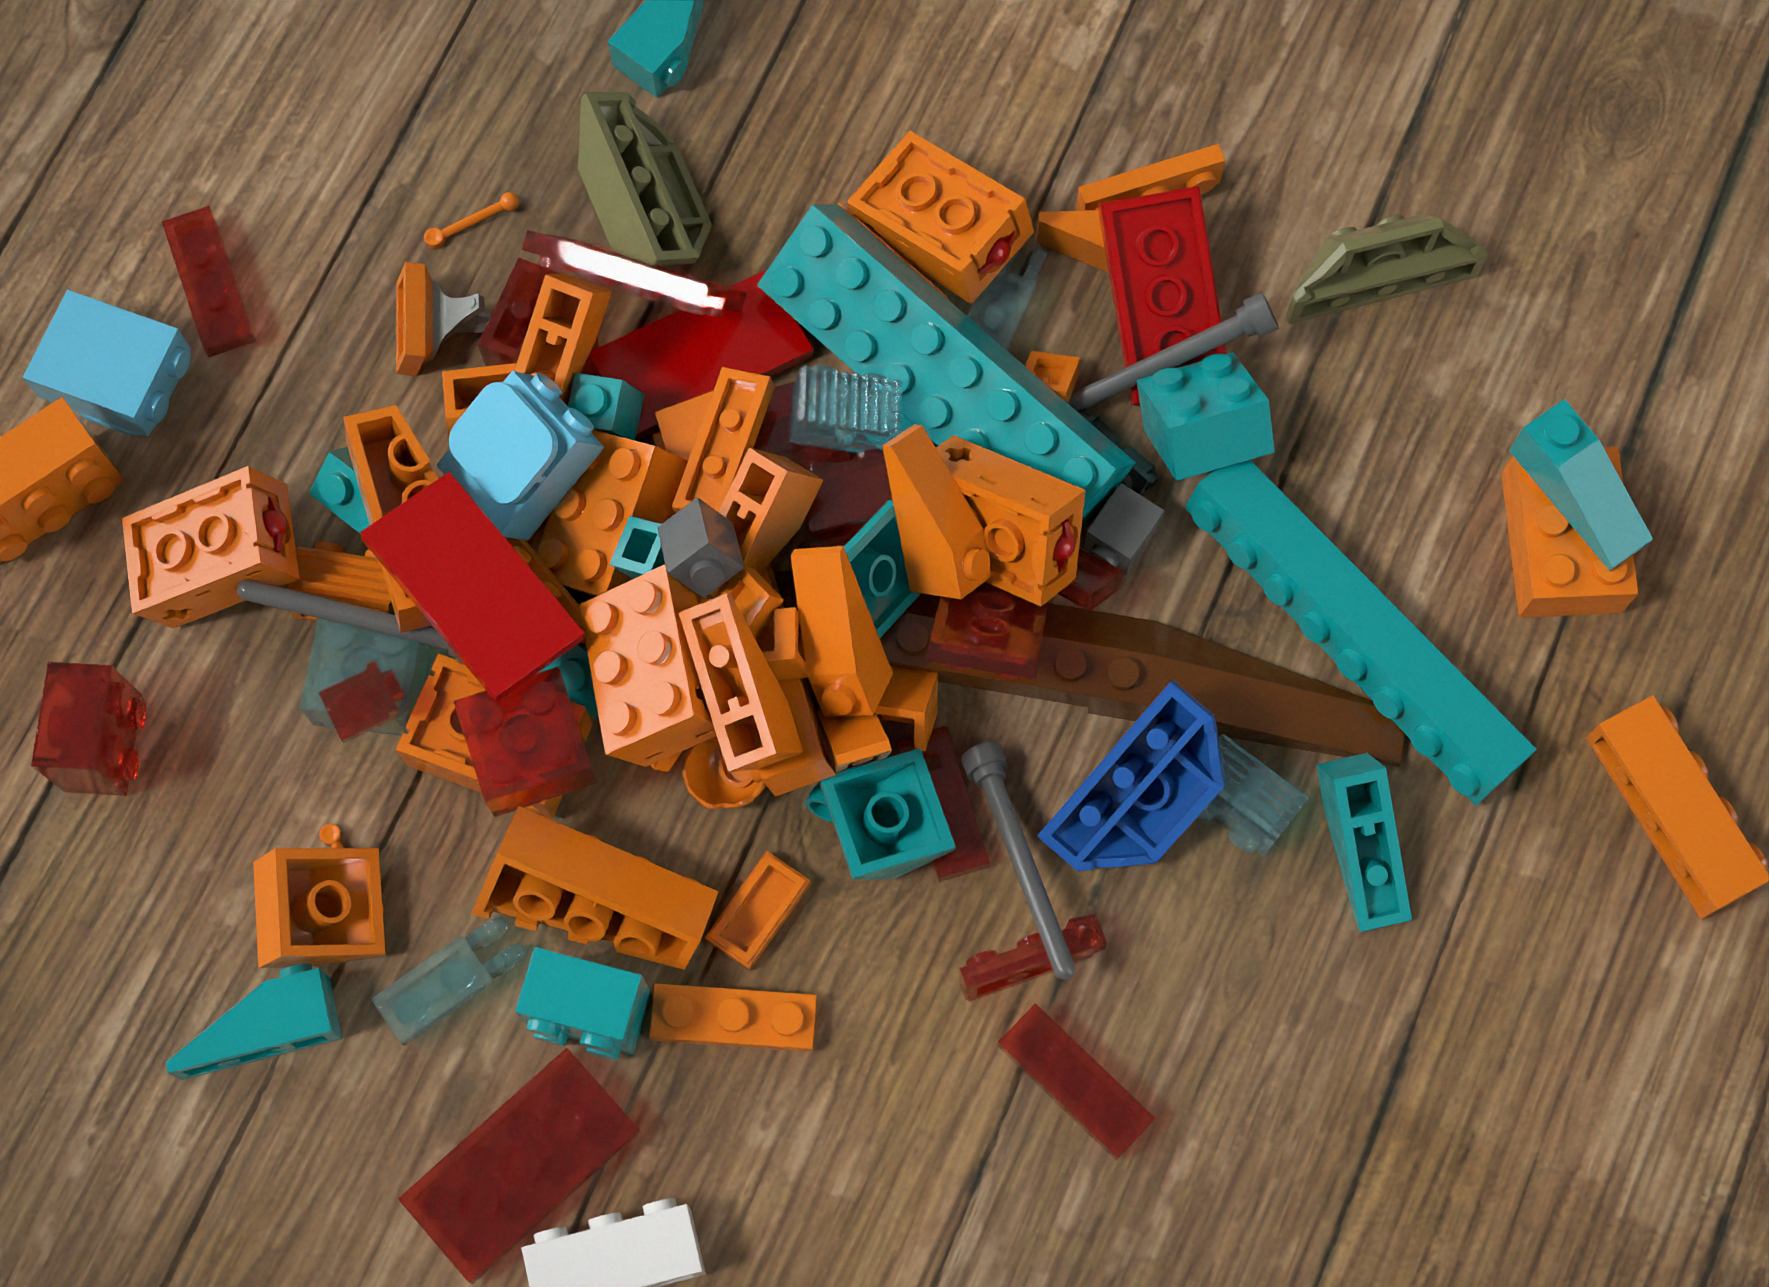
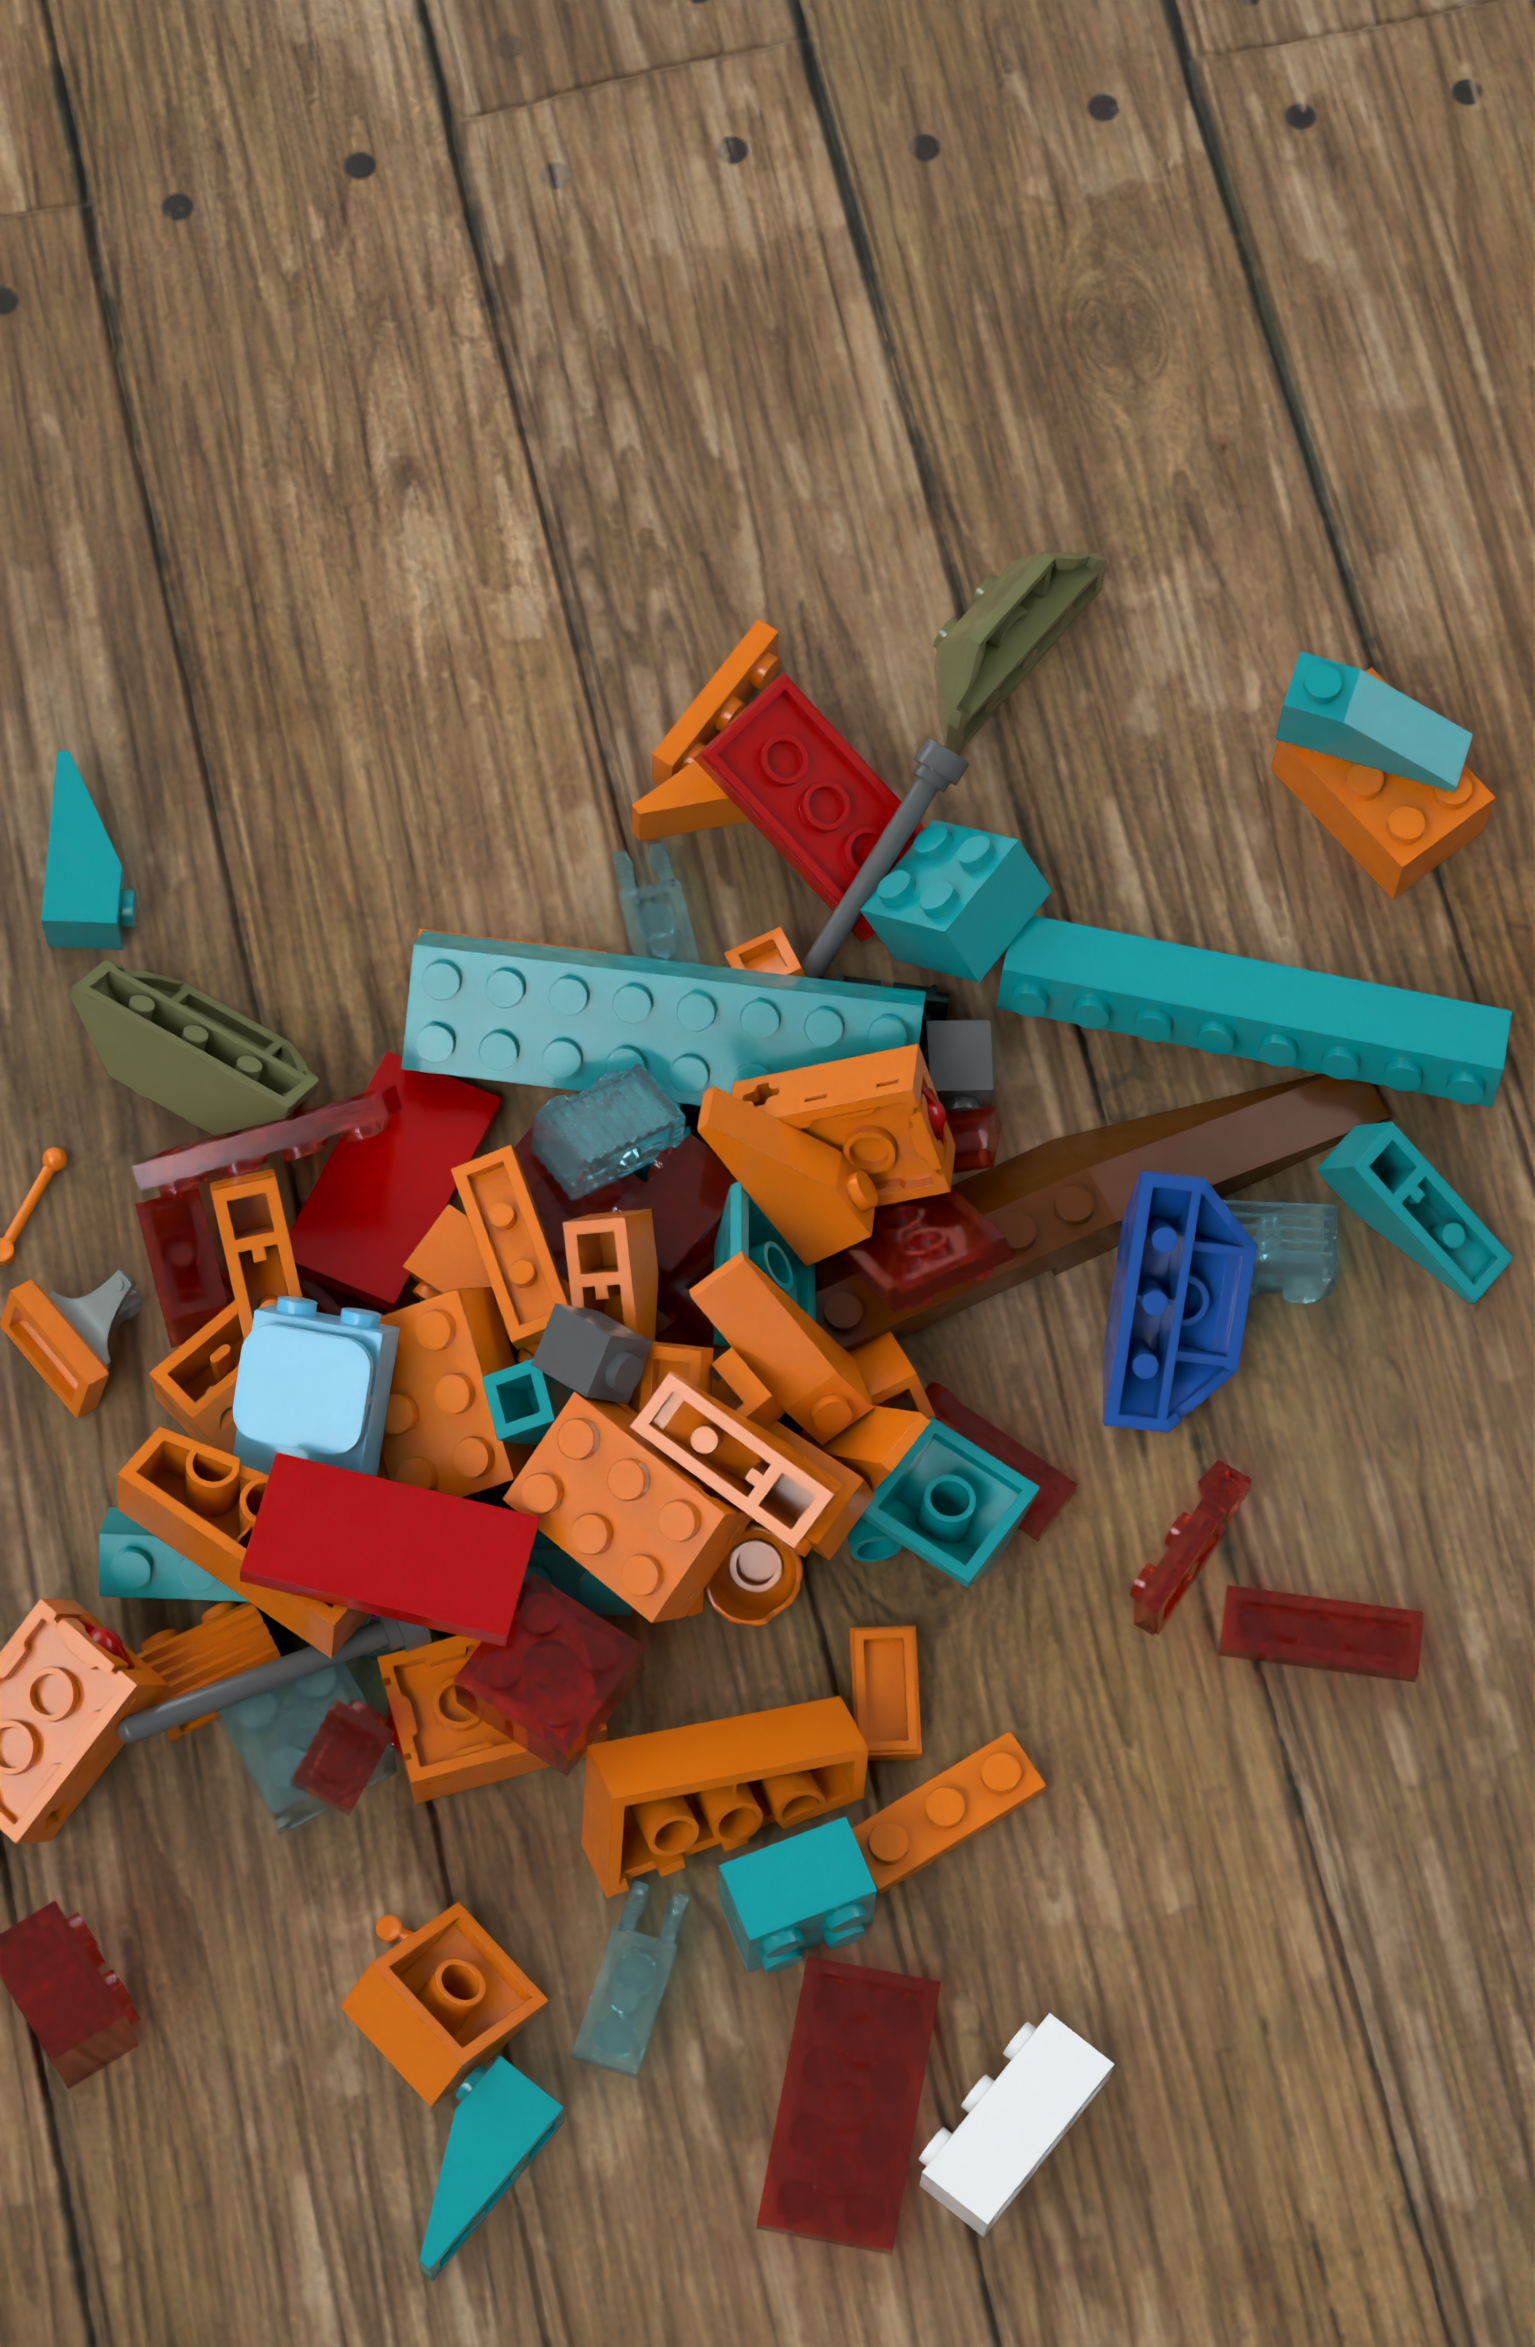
camera: 40 degrees left, 5 degrees down
(608, 403) = (349, 1283): teal brick -> none
(943, 216) = (539, 871): orange piece -> none
(986, 767) = (1003, 1394): dark grey piece -> none

